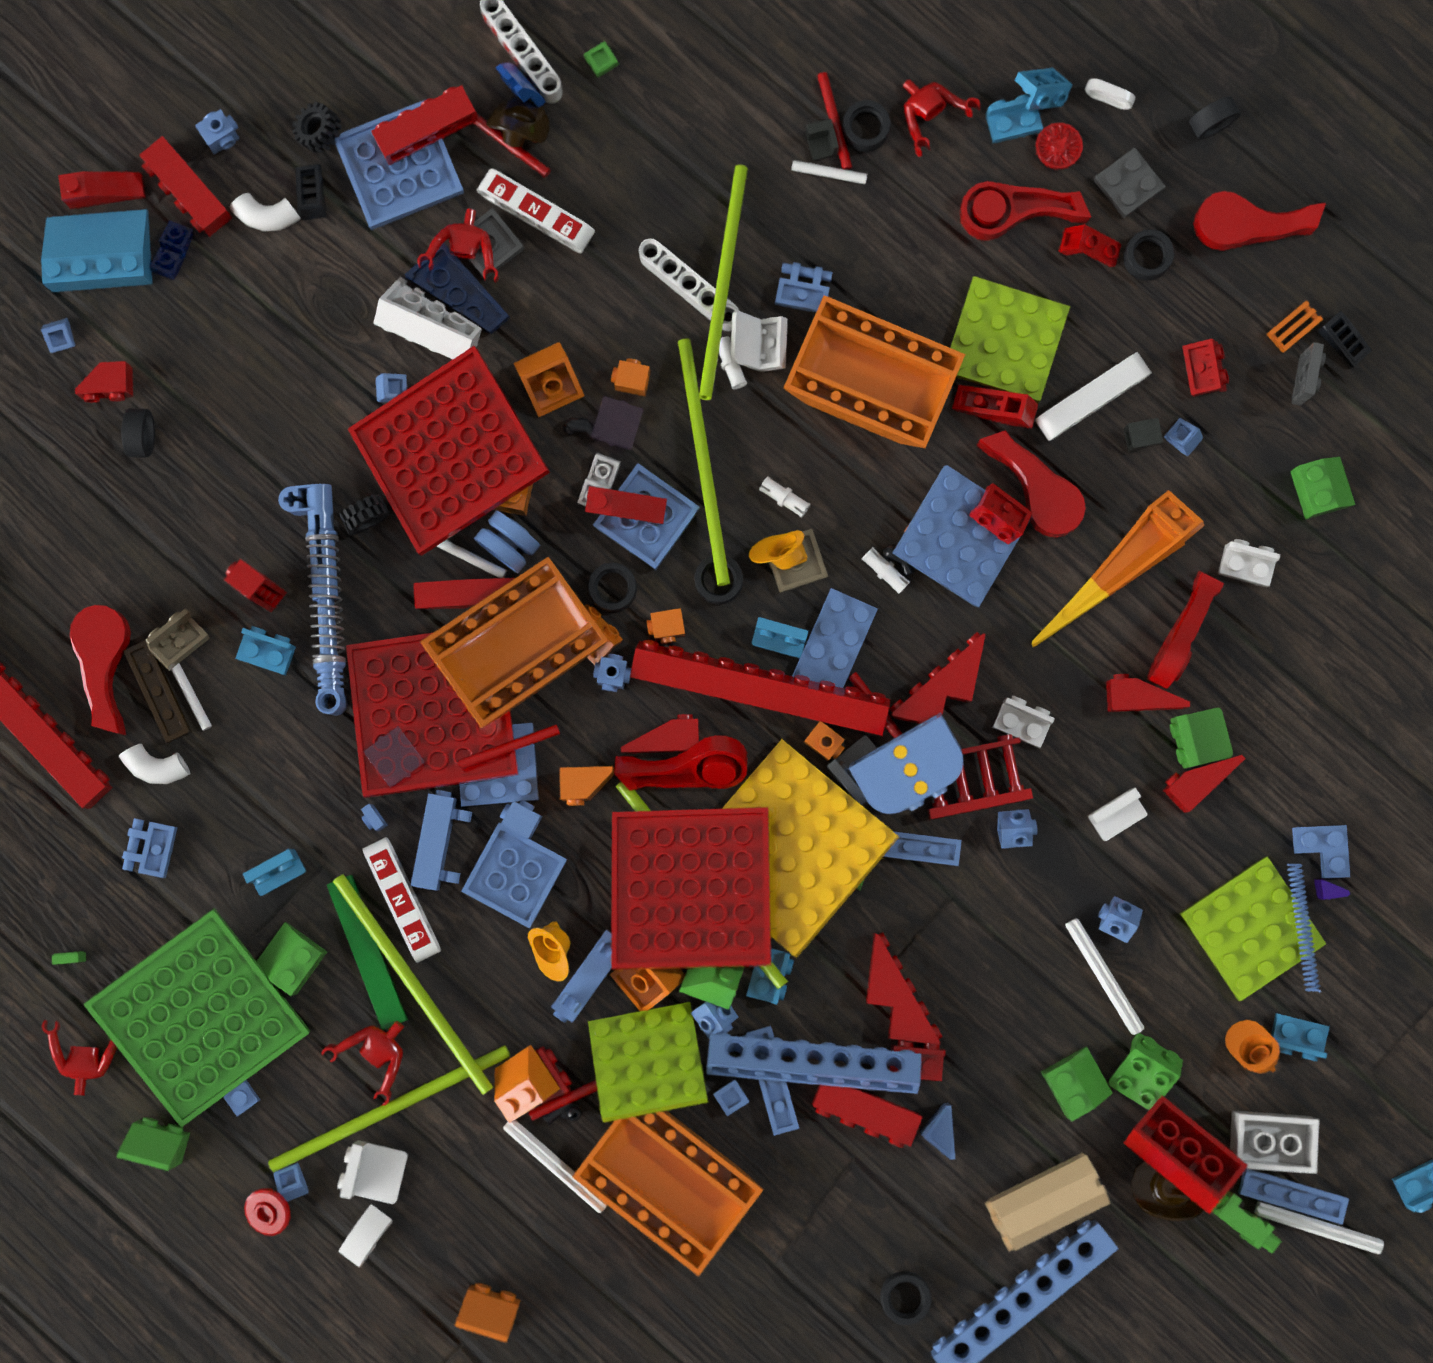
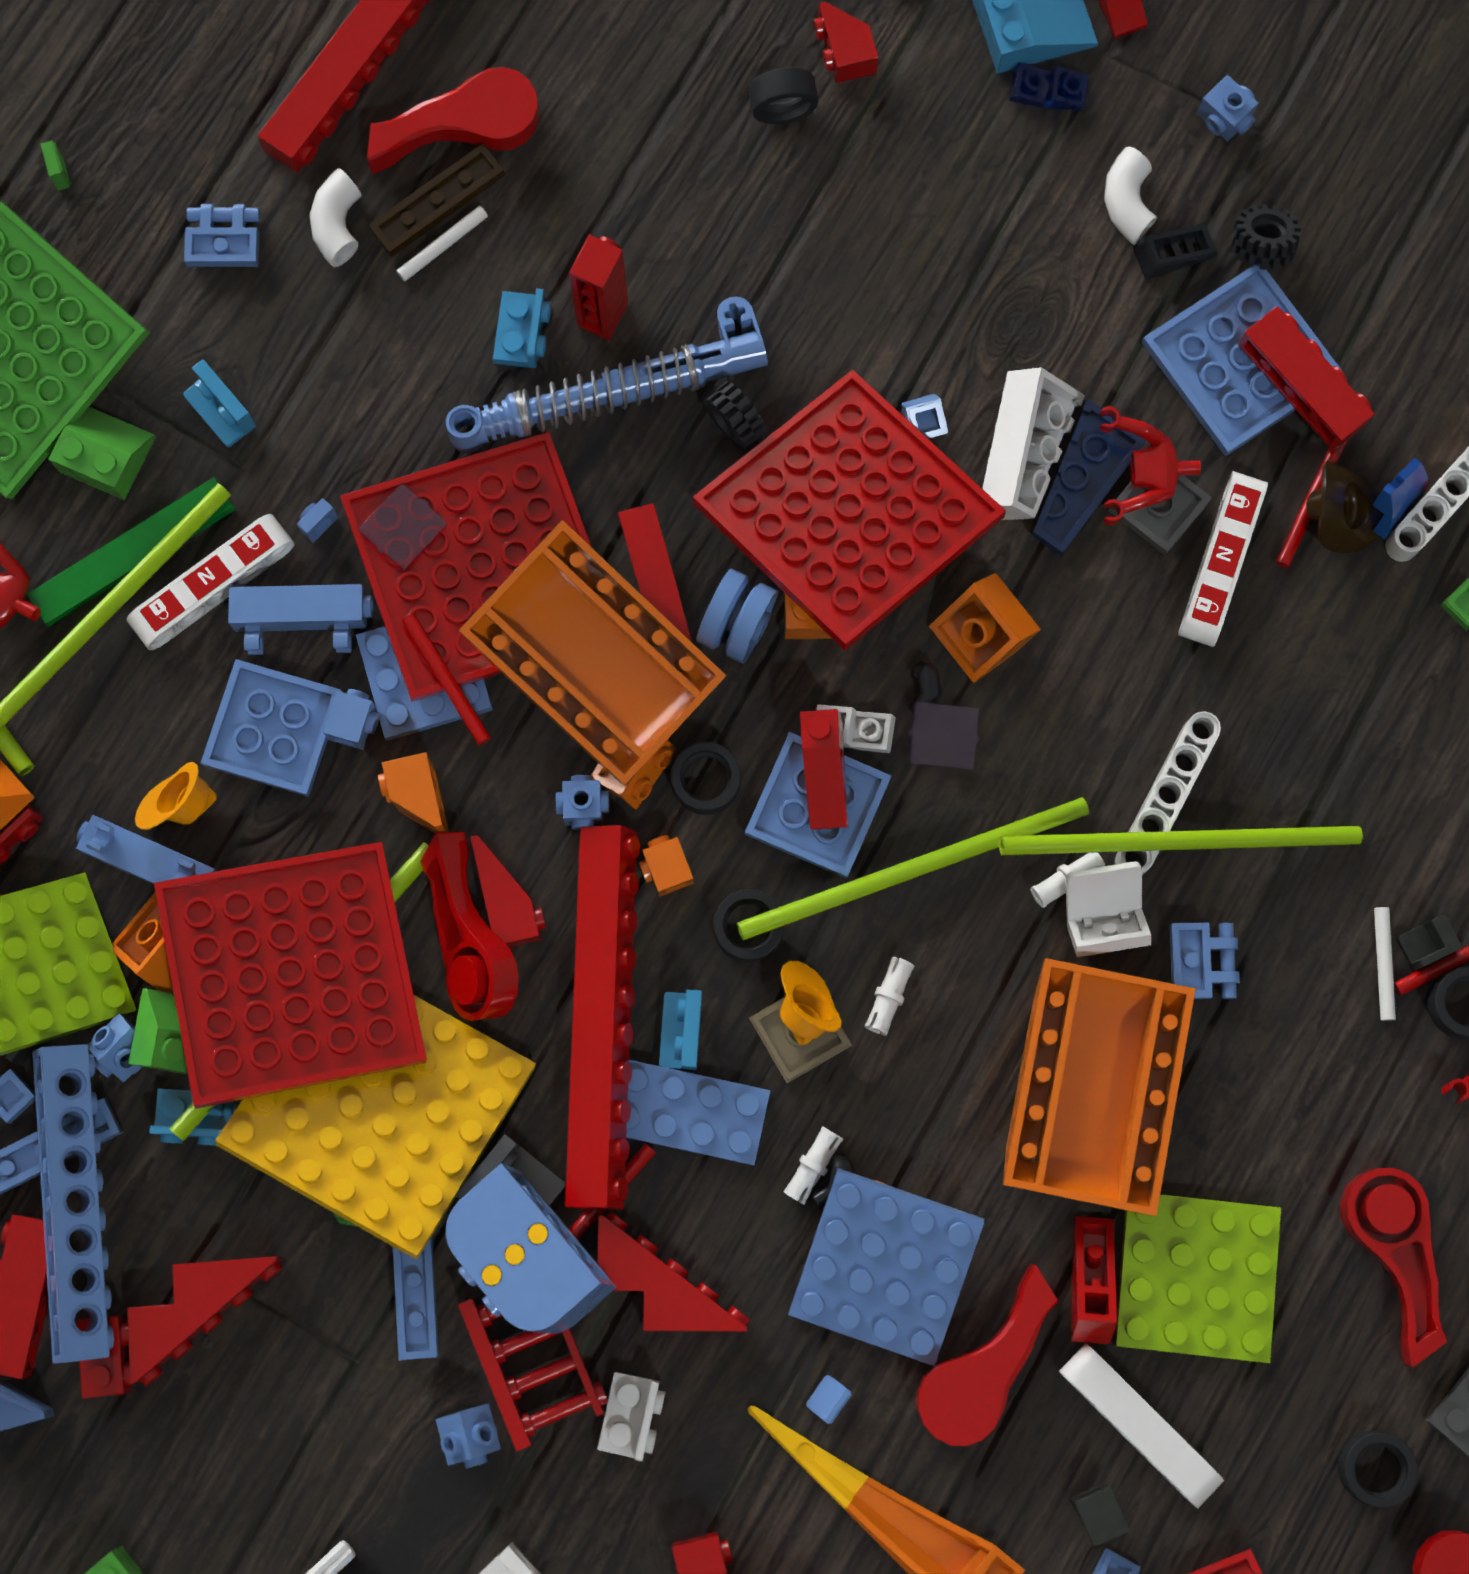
camera: 75 degrees right, 5 degrees down
(176, 639) = (511, 207): dark tan bracket -> none
(185, 186) = (1140, 84): red brick -> none
(473, 559) = (707, 578): white bar -> none
(631, 377) = (1014, 741): orange brick -> none
(825, 742) = (543, 1127): orange brick -> none
(1001, 514) = (928, 1319): red bracket -> none
(1037, 591) = (828, 1399): none -> medium blue slope
(1090, 242) = (1372, 1376): red bracket -> none

